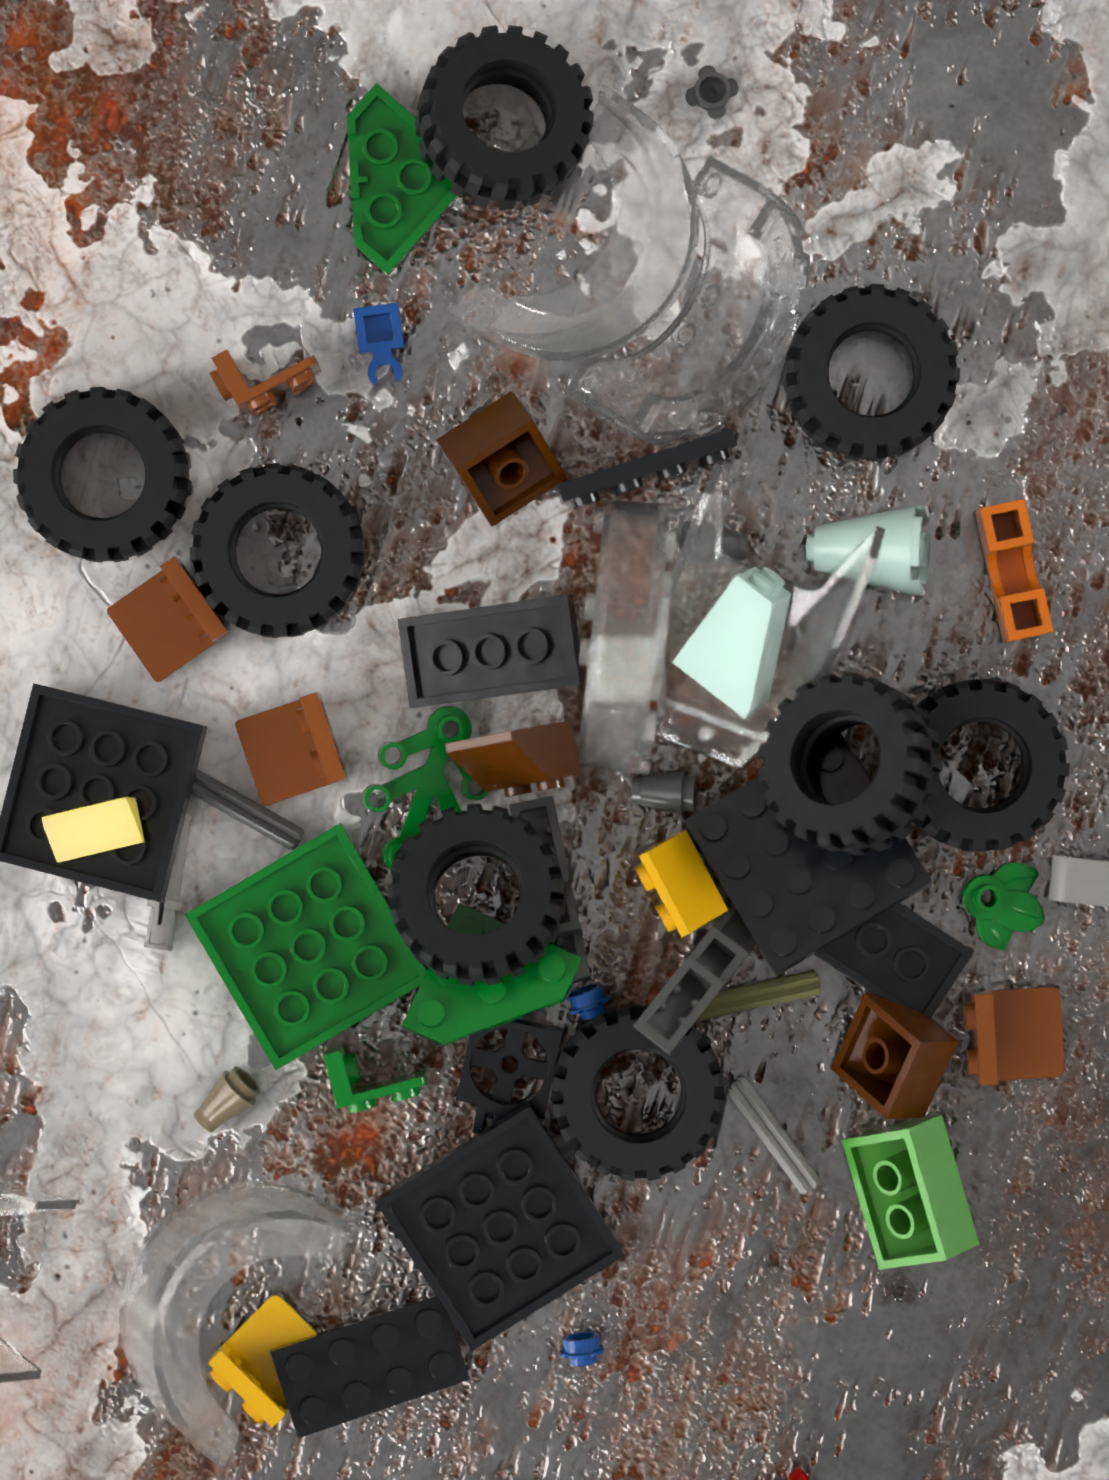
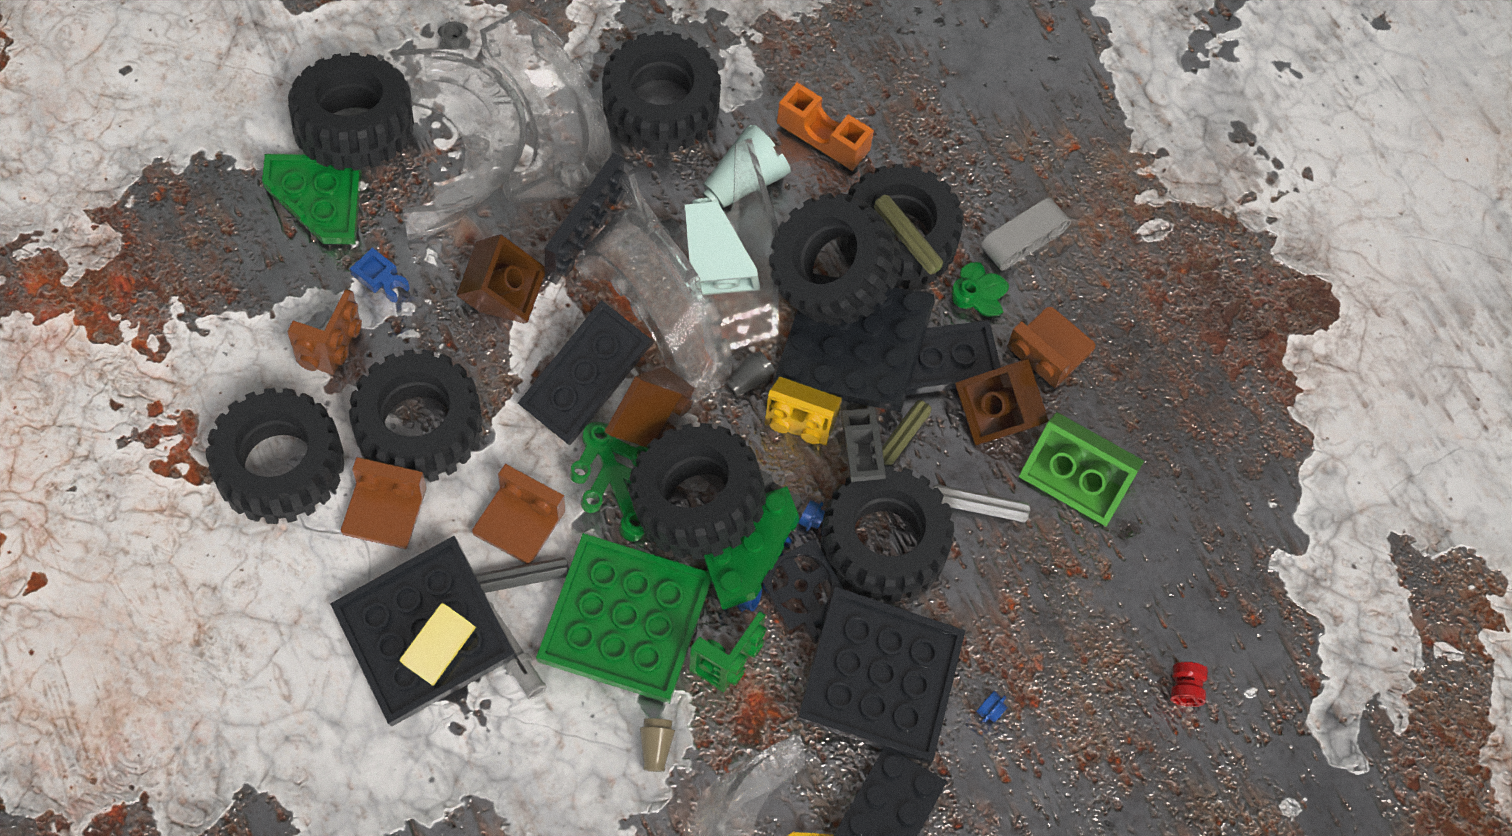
camera: 45 degrees left, 25 degrees down
(959, 800) = (908, 234): none -> olive axle

